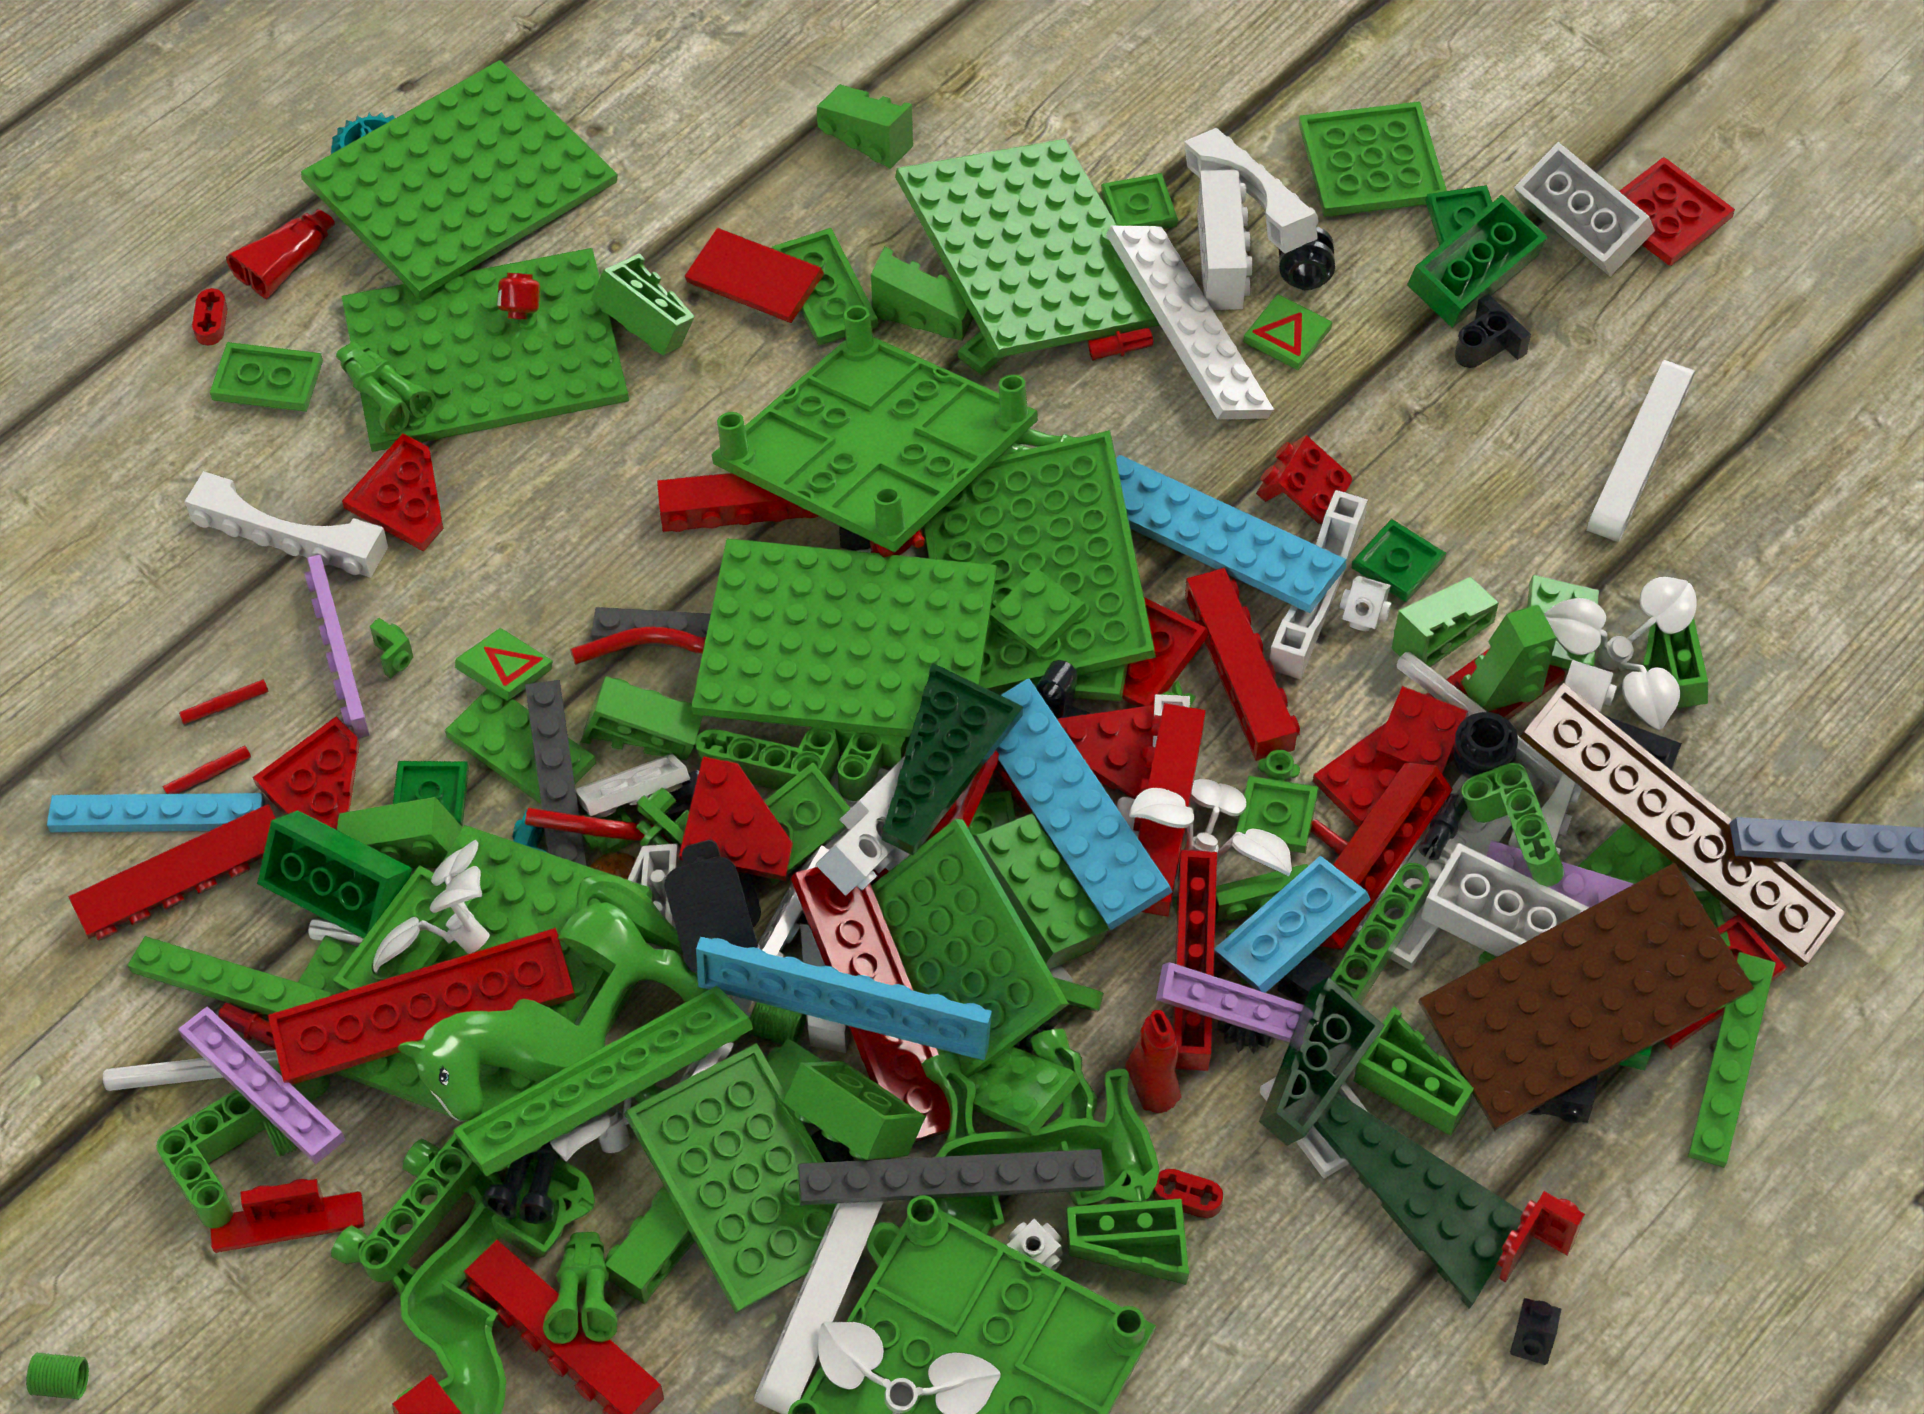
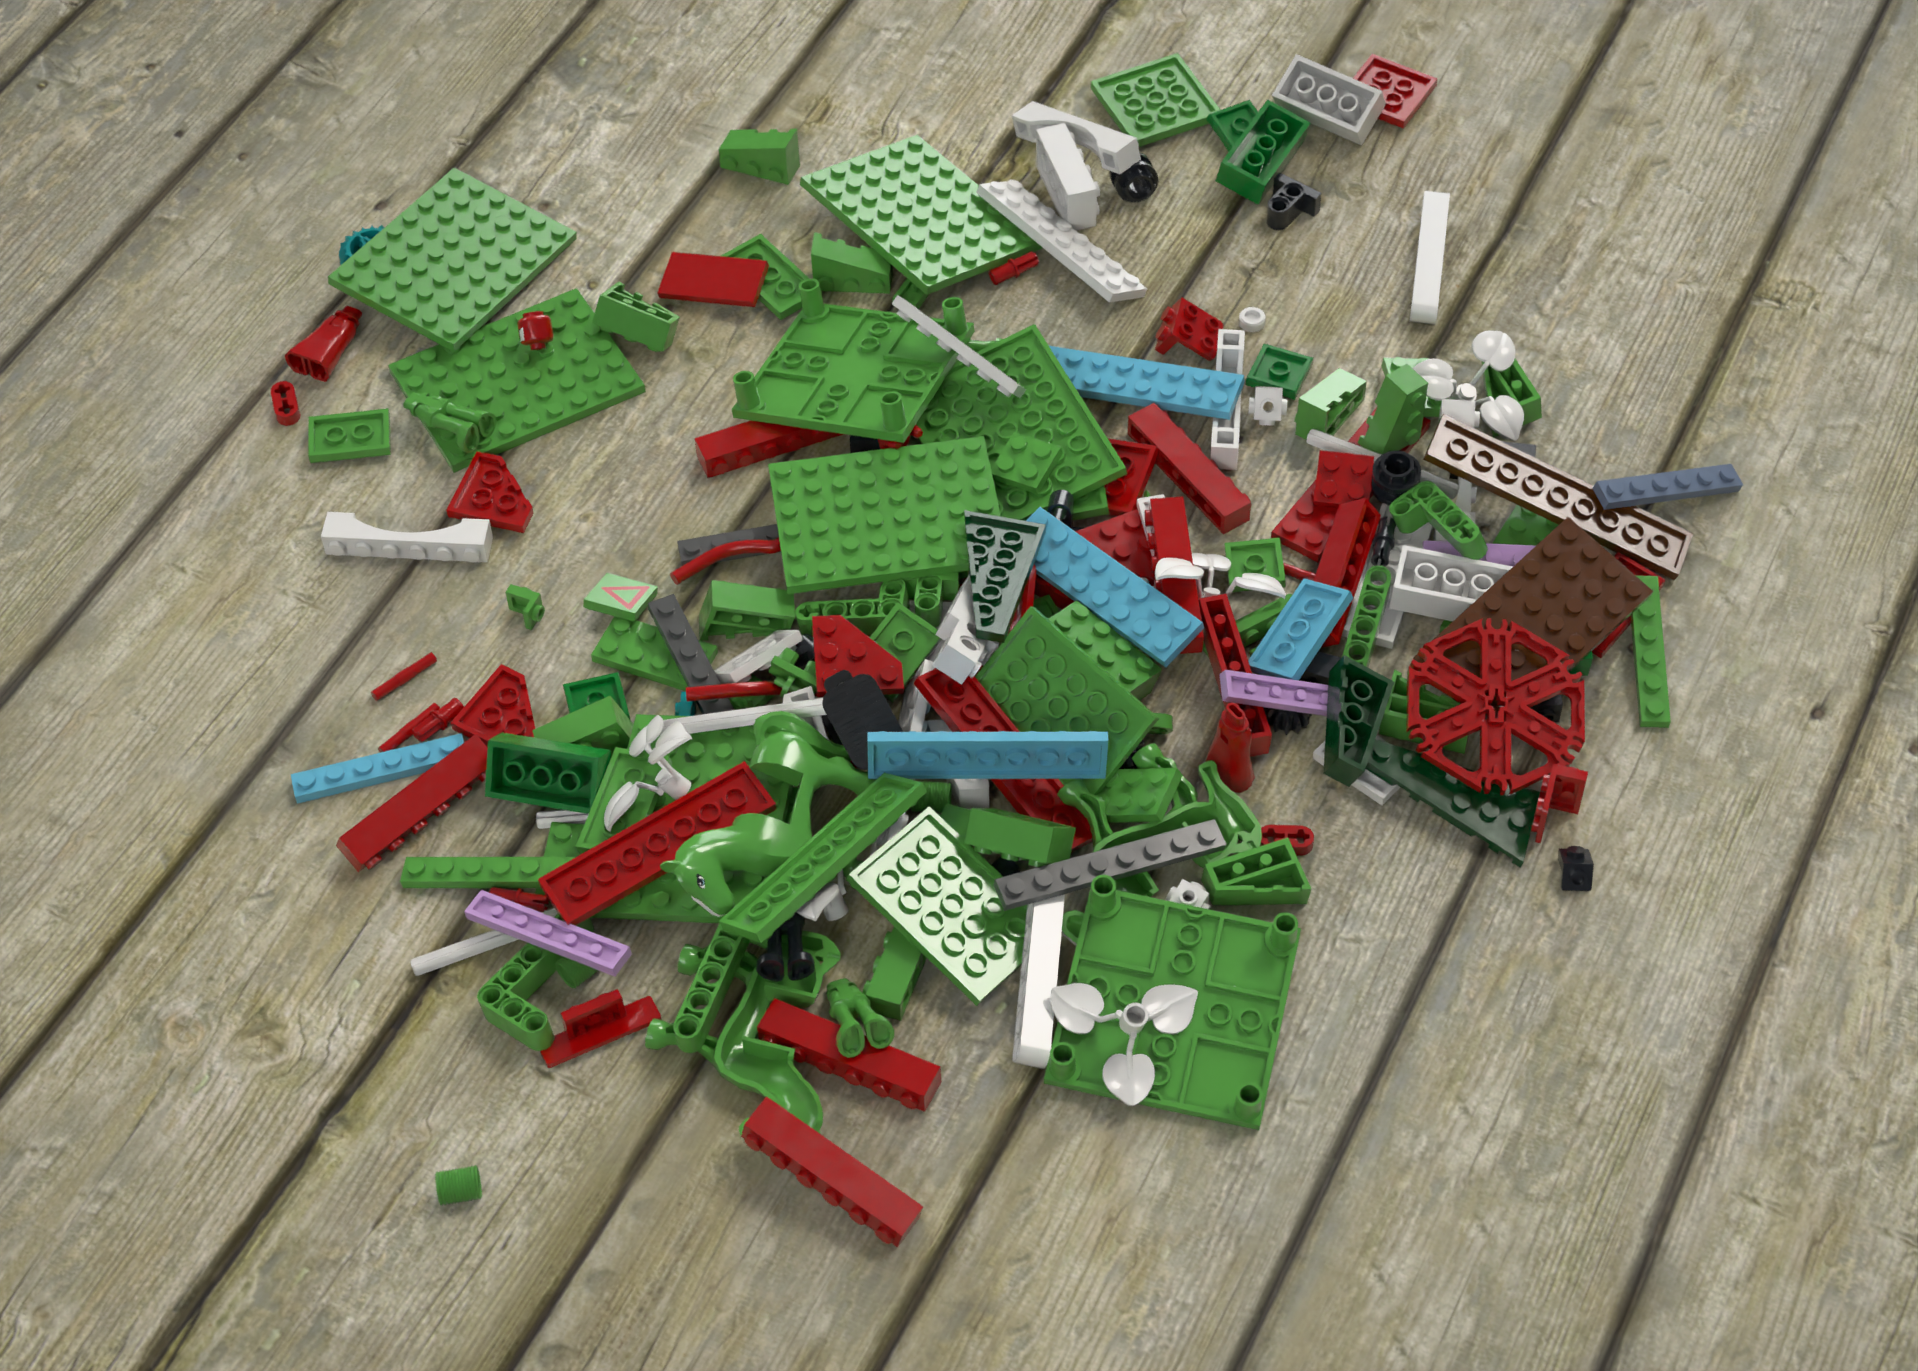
camera: 15 degrees left, 5 degrees down
(240, 769) = (437, 720): none -> red axle
(338, 657) = (485, 619): lavender plate -> none
(569, 865) = (746, 716): none -> white axle
(1009, 452) = (966, 354): none -> white plate
(1140, 202) = (990, 166): bright green tile -> none
(1281, 759) = (1243, 531): bright green plate -> none
(1287, 332) = (1136, 233): bright green tile -> none
(1390, 481) = (1252, 319): none -> white tile
(1534, 1087) = (1519, 697): none -> red plate

